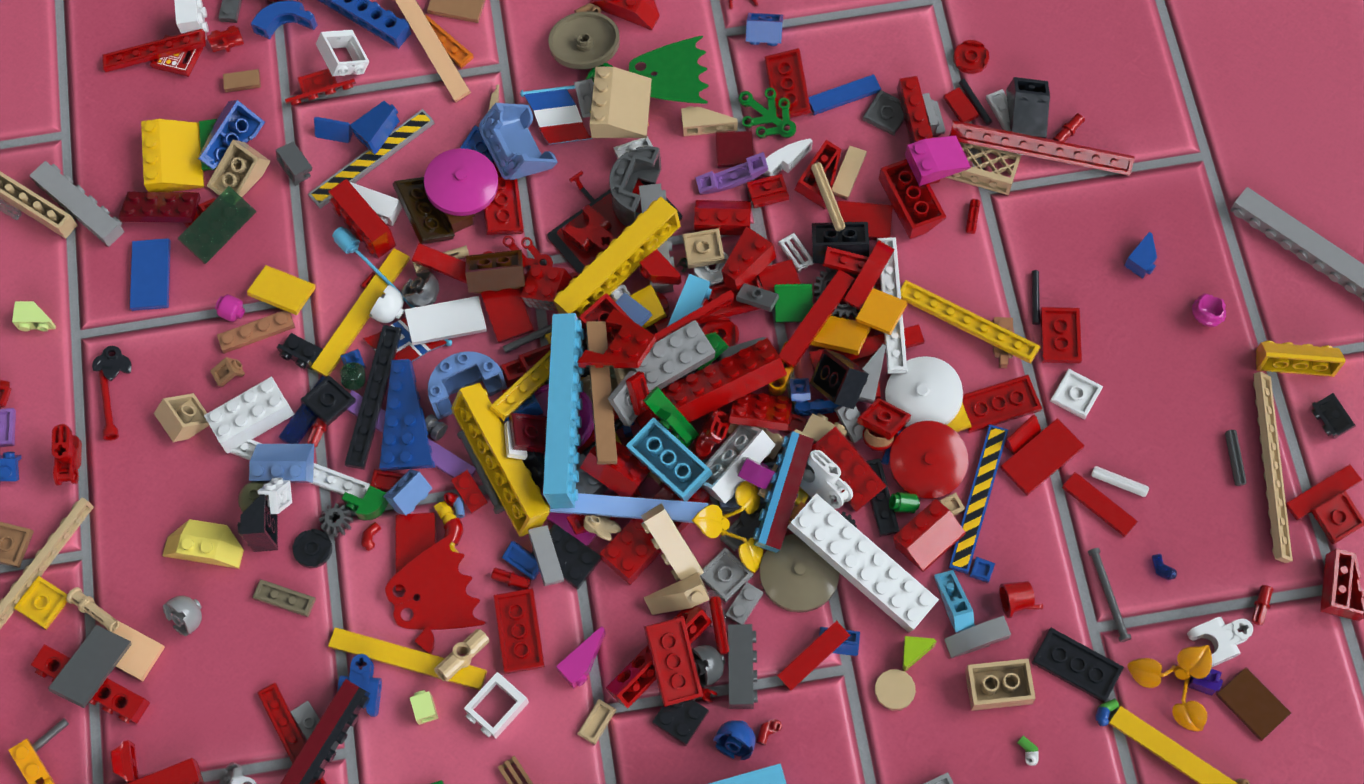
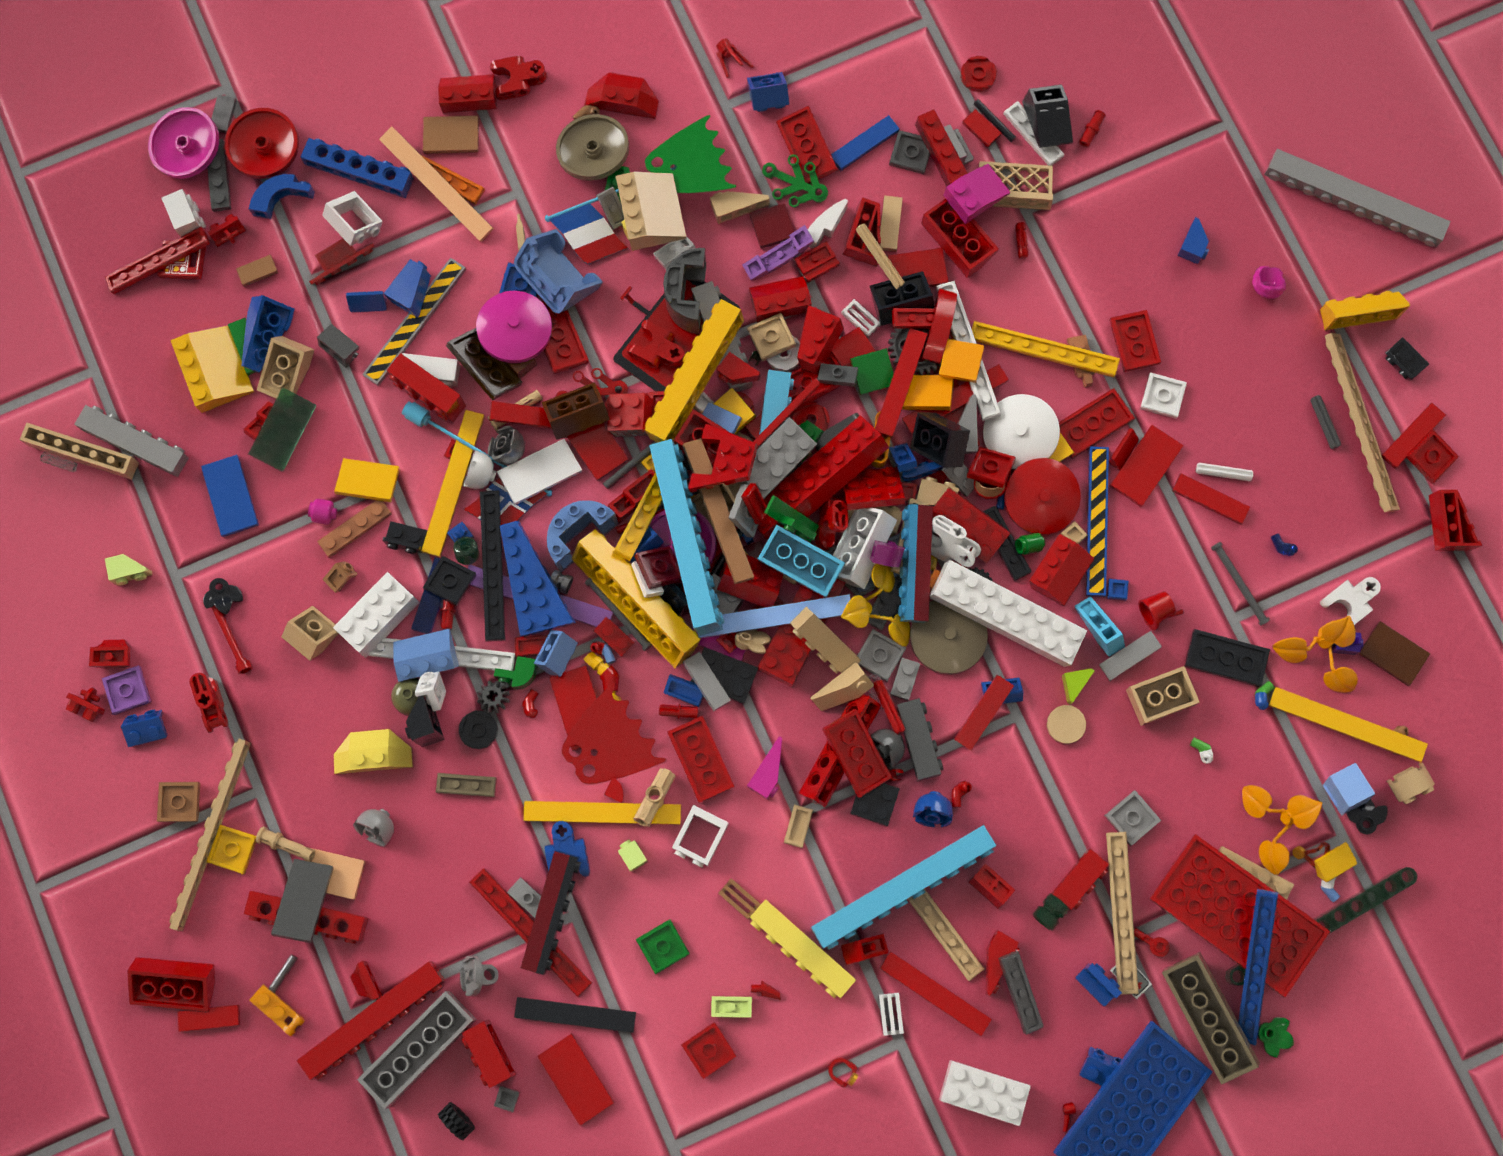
camera: 15 degrees left, 10 degrees up
(160, 207) = (217, 424): dark red plate -> none
(1035, 298) = (1101, 308): black bar -> none
(1042, 148) = (1072, 154): plate -> none
(1262, 604) = (1381, 558): red axle -> none

